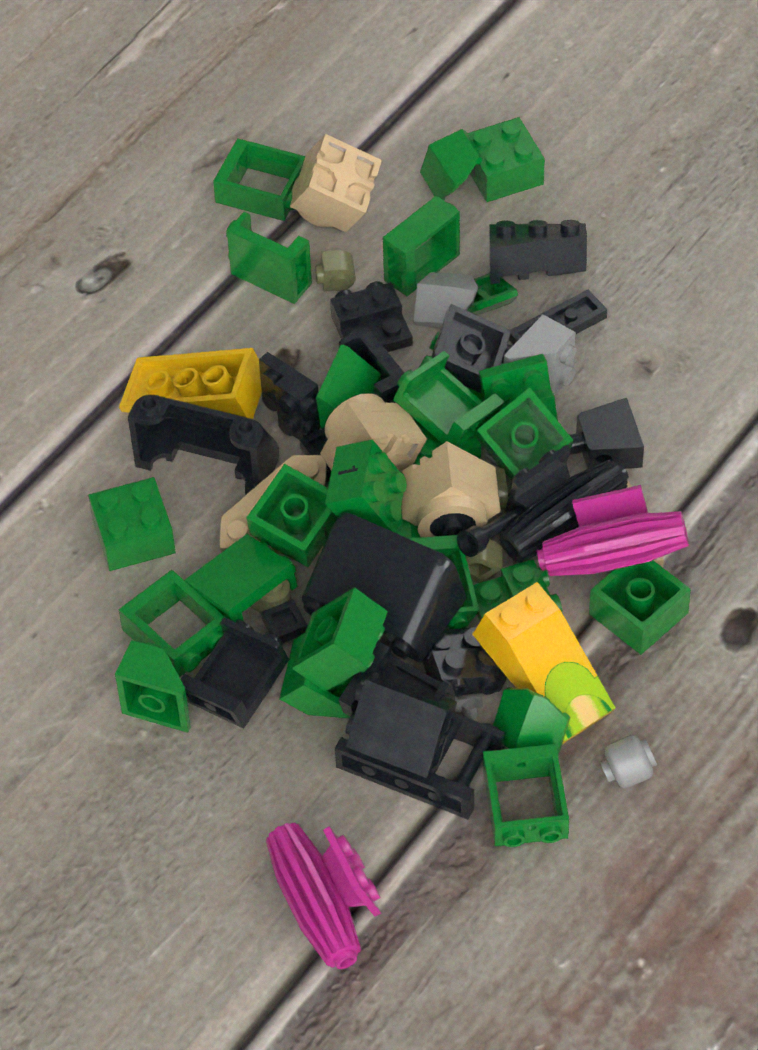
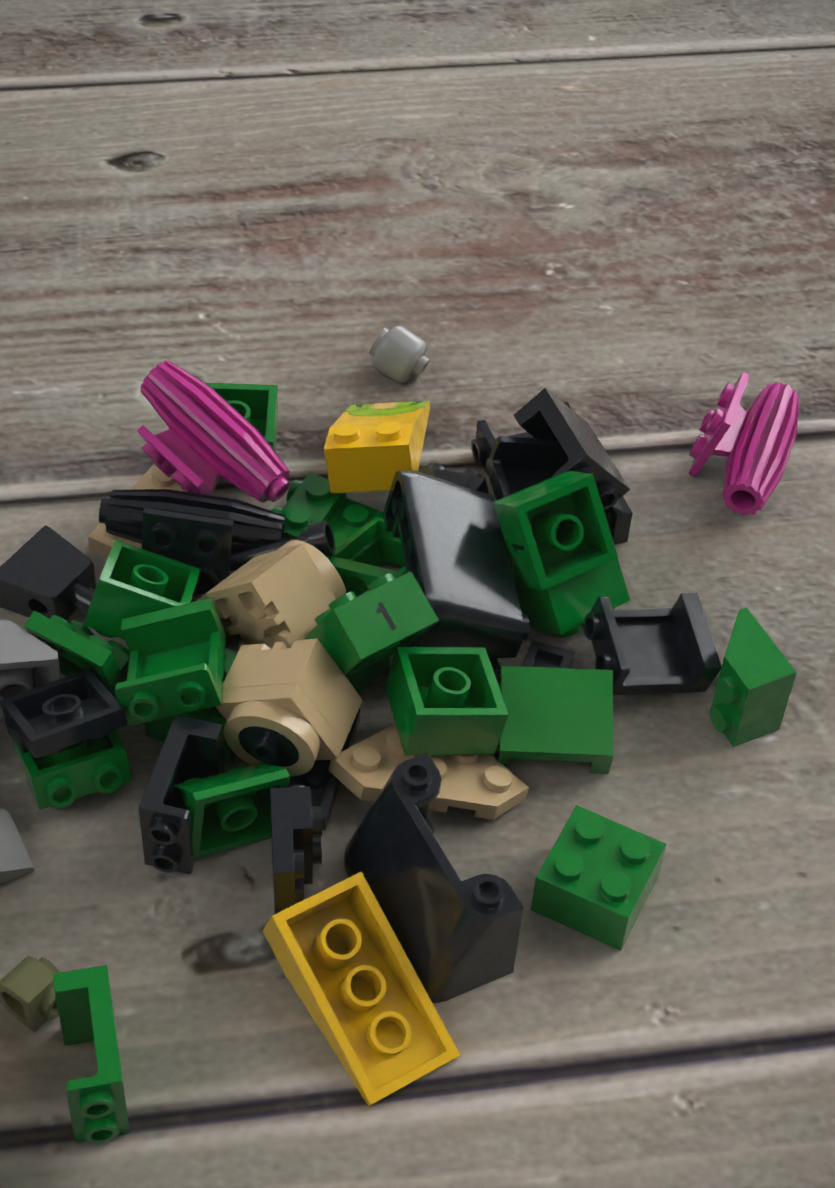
camera: 140 degrees left, 5 degrees down
(157, 600) = (679, 782): green window -> none
(373, 308) = (77, 902): black plate -> none
(518, 765) = (468, 395): green window -> none
(530, 719) = (452, 424): green slope -> none

